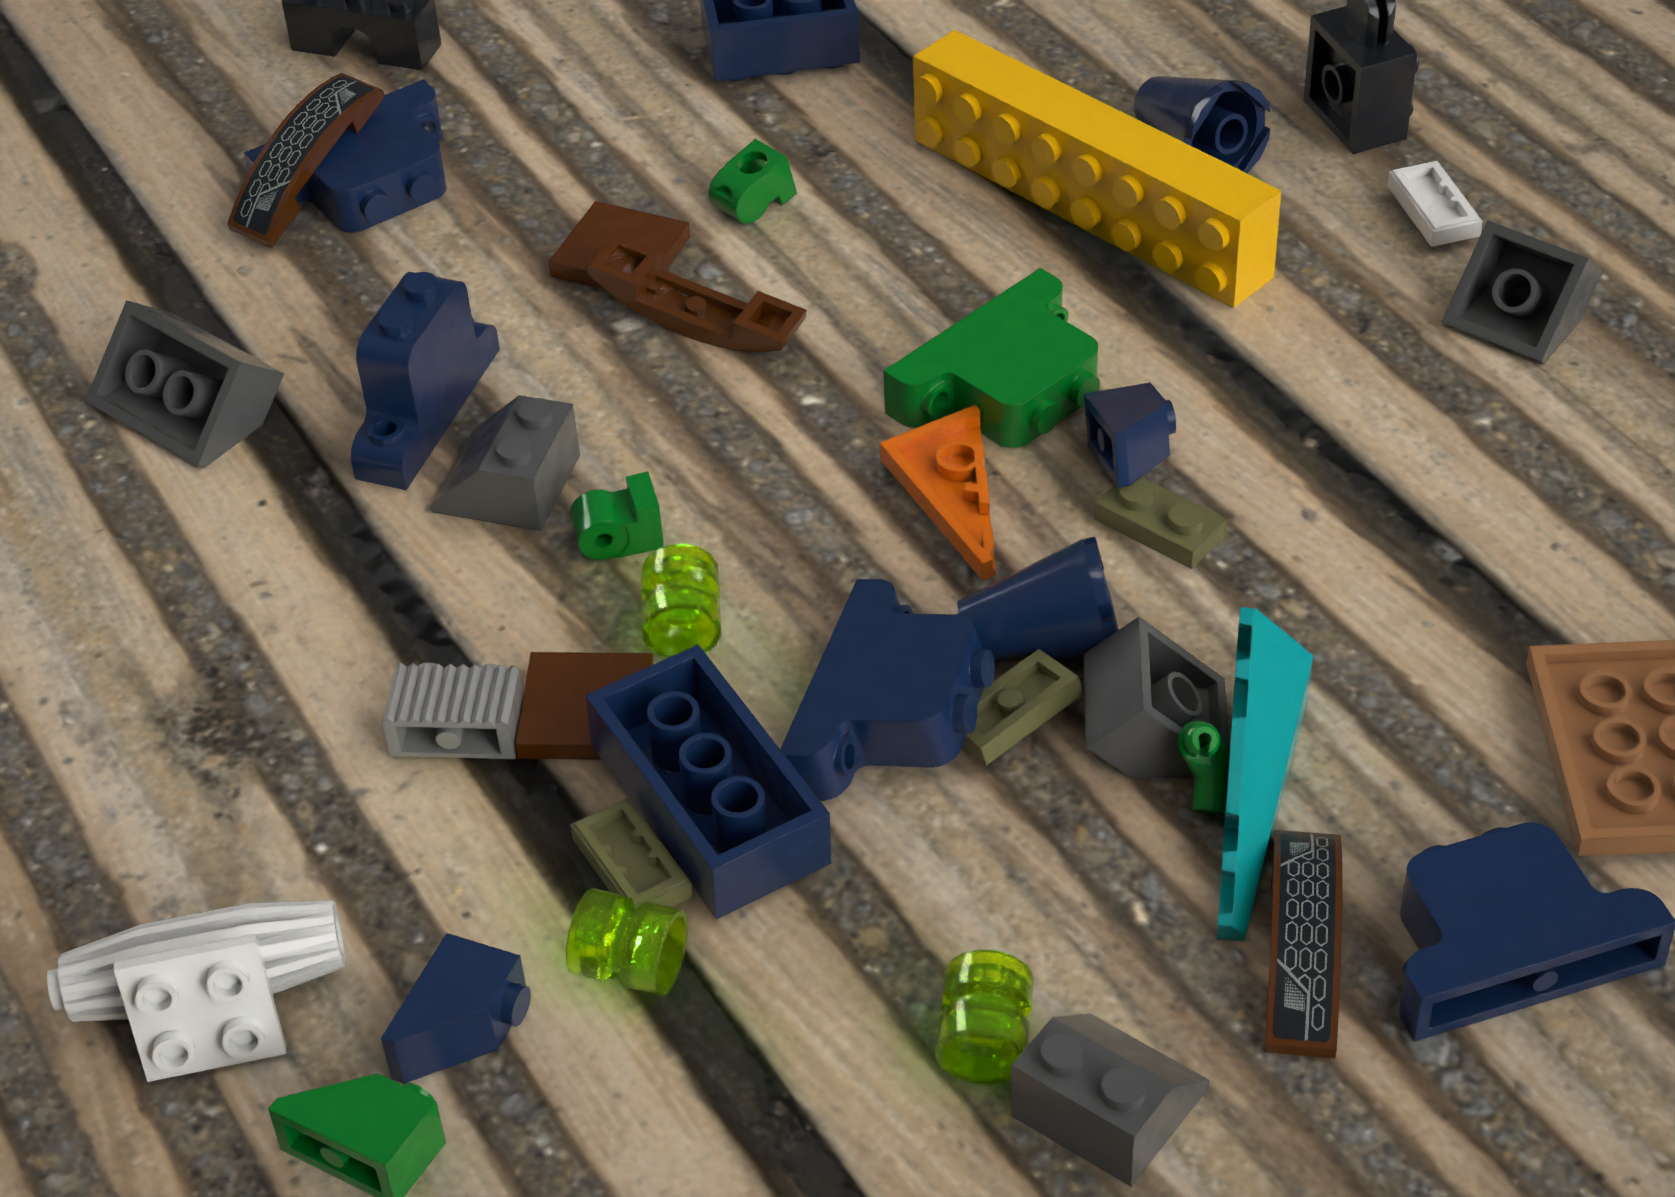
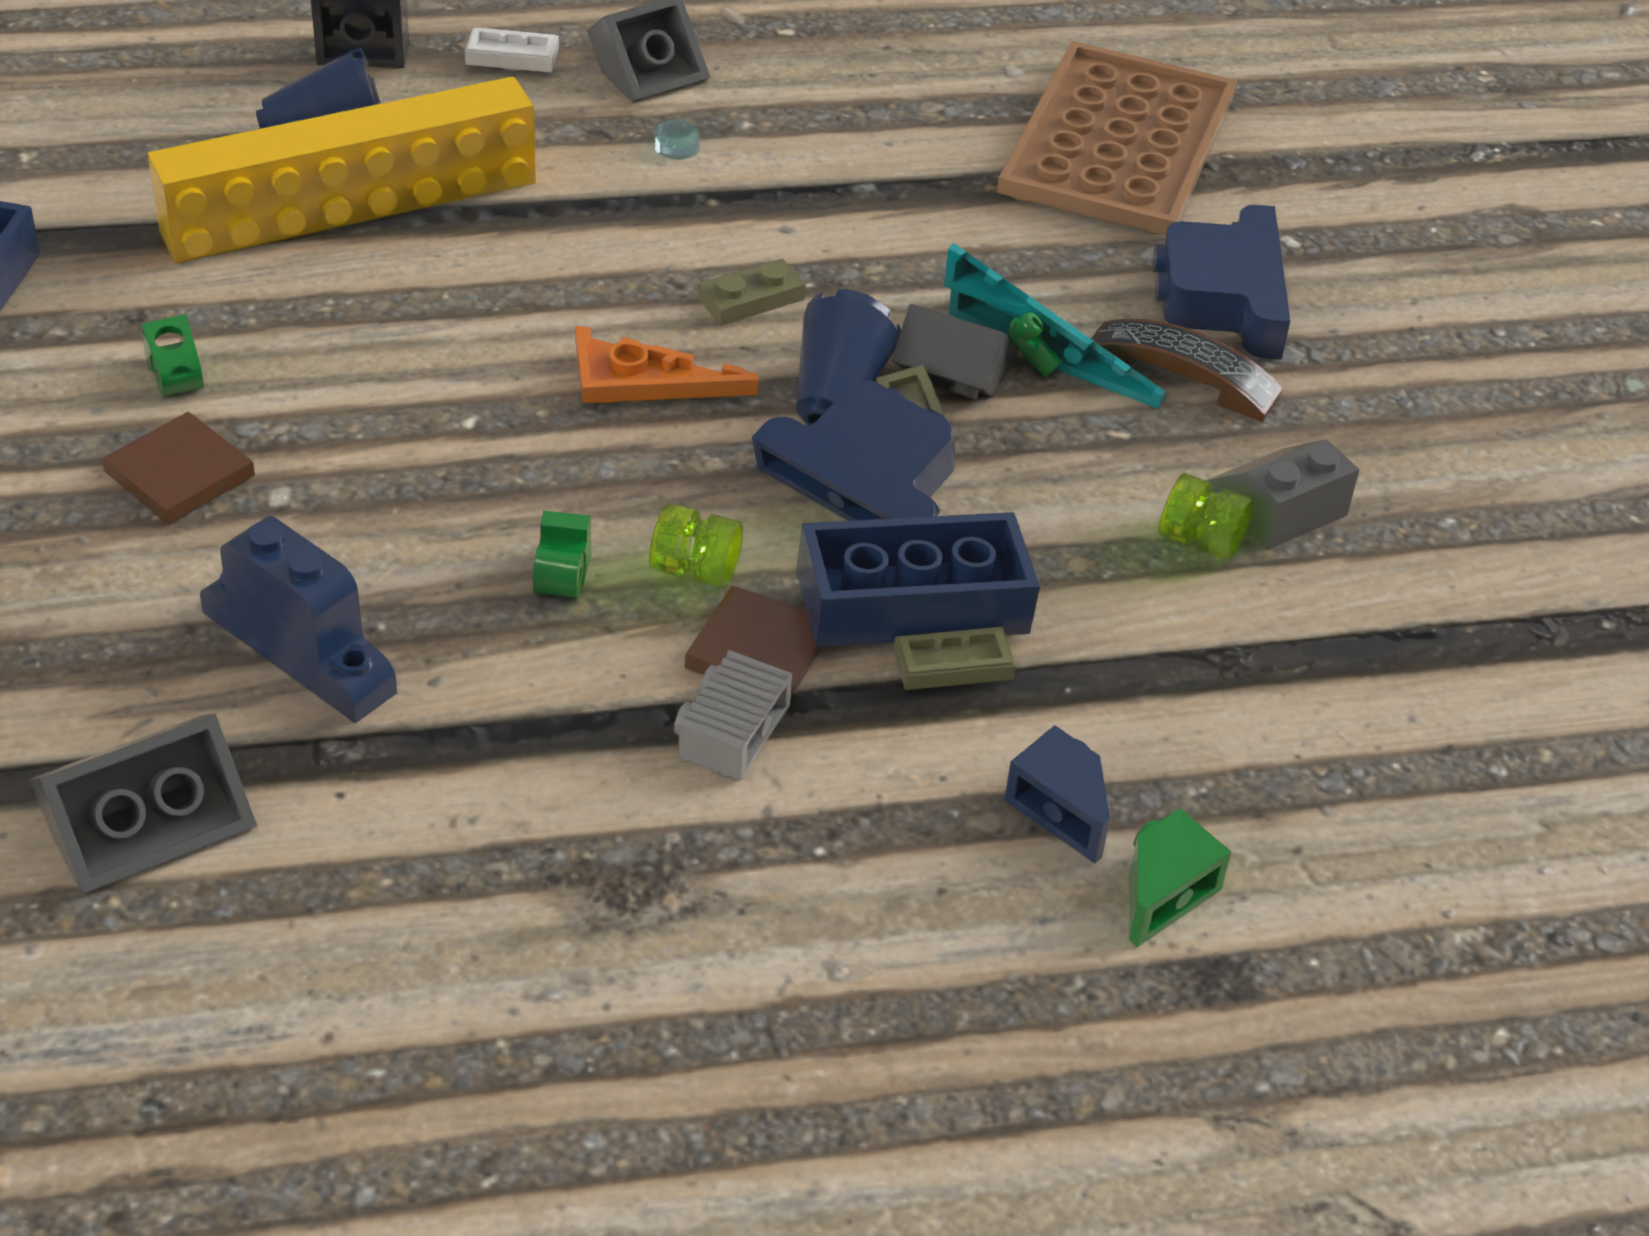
camera: 75 degrees left, 0 degrees up
(201, 981) = (965, 929): white plate -> none
(513, 465) = (439, 603): dark grey slope -> none
(616, 940) = (1051, 674): clear neon green wheel -> none
(692, 310) = (315, 444): reddish brown slope -> none
(1006, 358) = (535, 297): green brick -> none
(1129, 430) = (671, 262): dark blue slope -> none
(1393, 376) = (677, 139): none -> clear light blue tile

